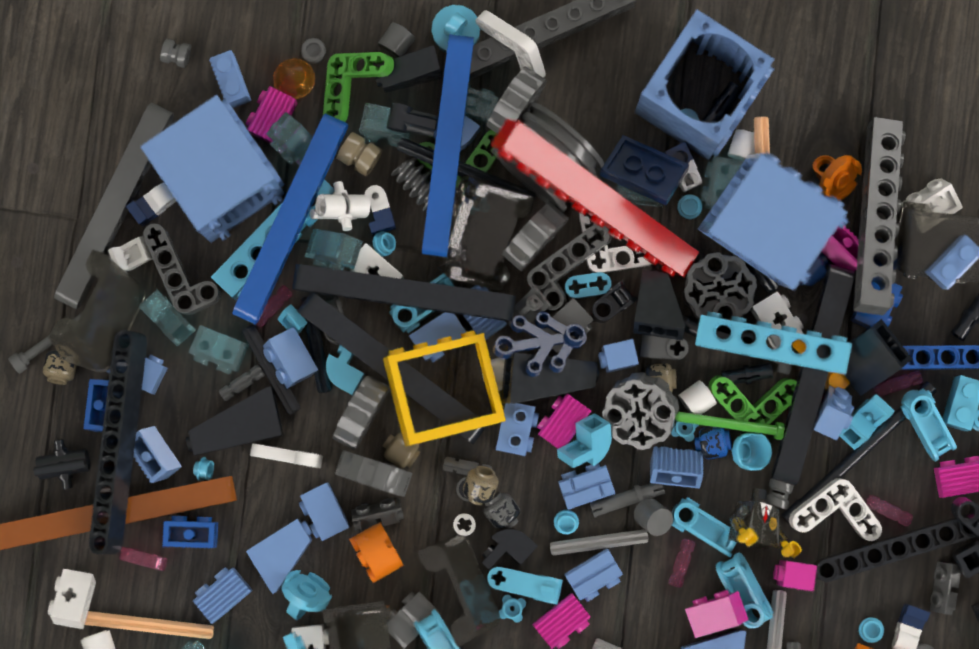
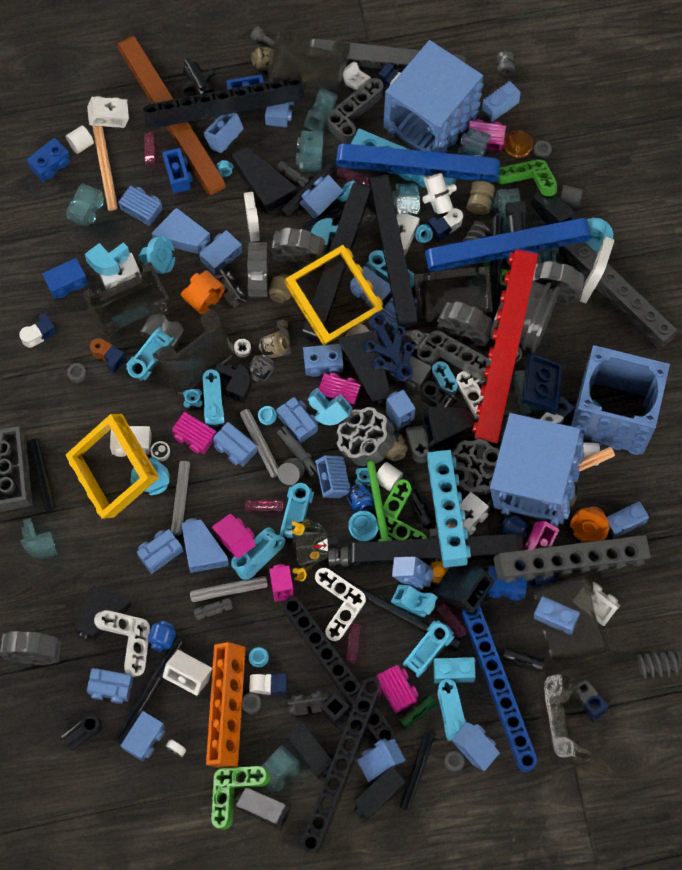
camera: 70 degrees right, 15 degrees down
(843, 131) = (627, 520): none -> medium blue brick

